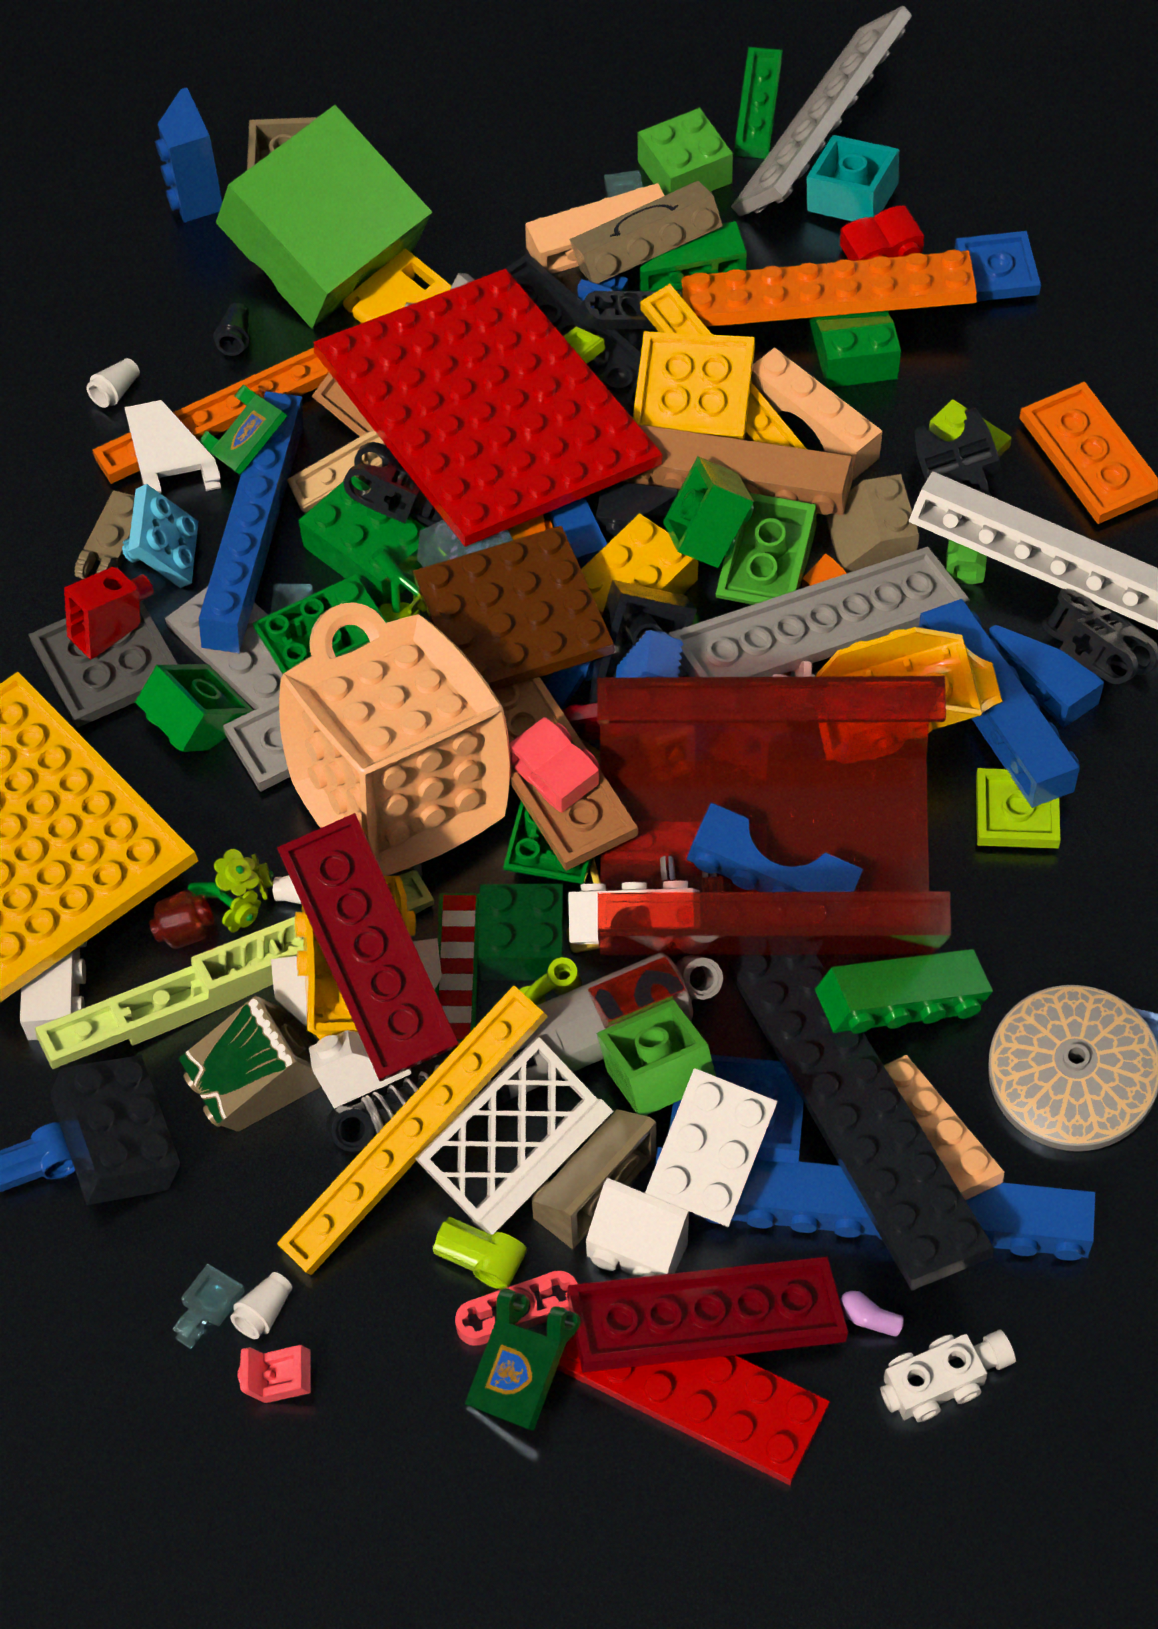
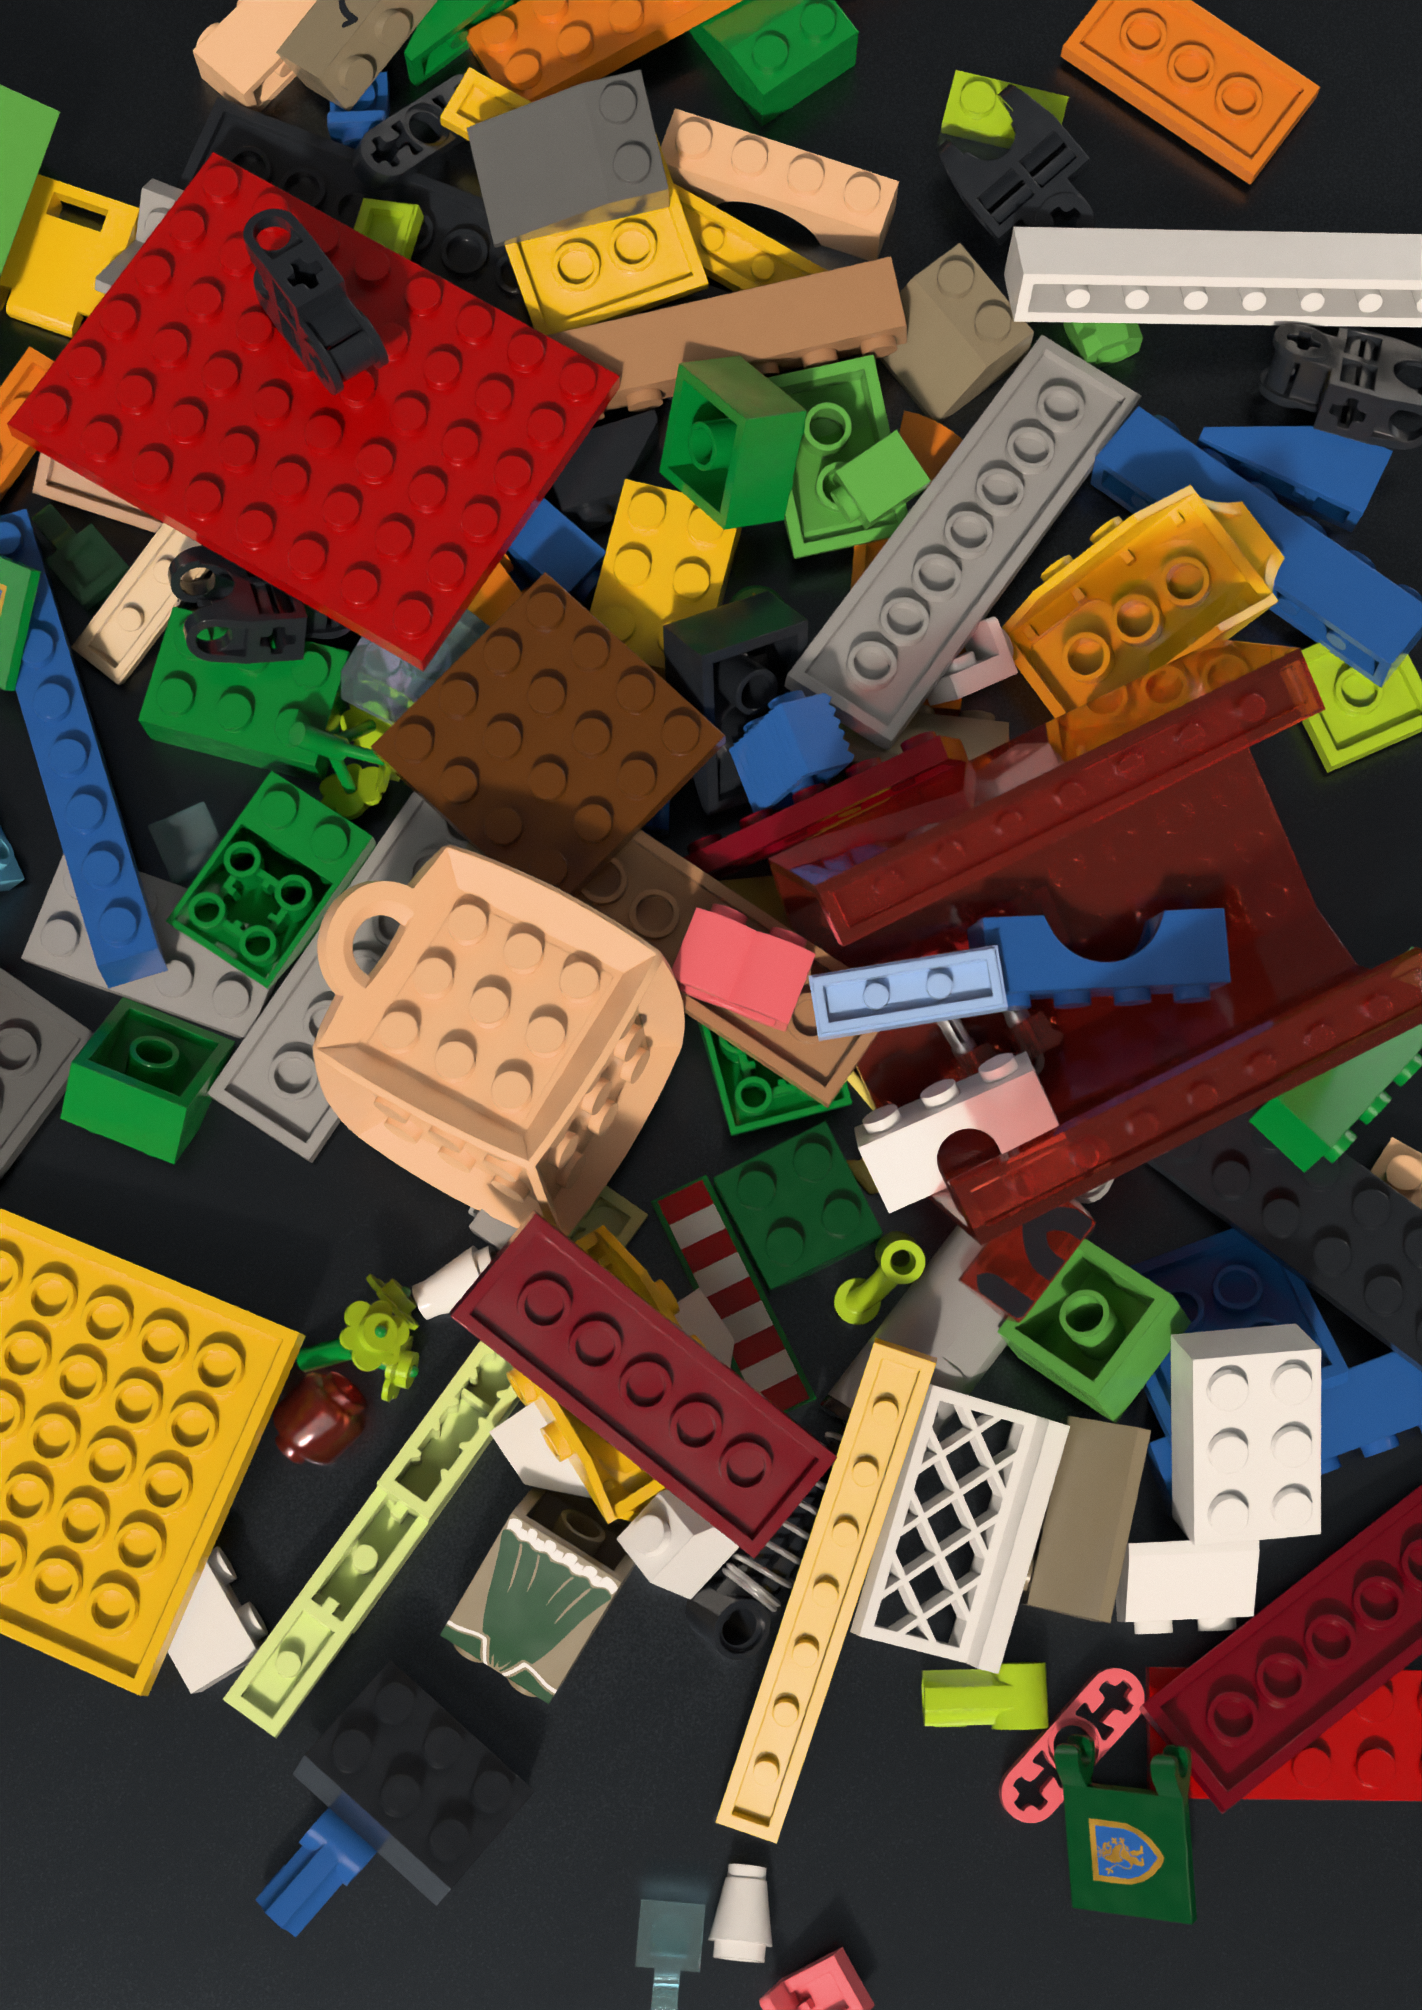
camera: 30 degrees left, 20 degrees up
(317, 440) = (82, 560): none -> clear green plate
(505, 336) = (311, 303): none -> black piece
(643, 821) = (908, 993): none -> light blue tile
(697, 340) = (570, 160): none -> dark grey slope
(781, 567) = (878, 481): none -> bright green brick

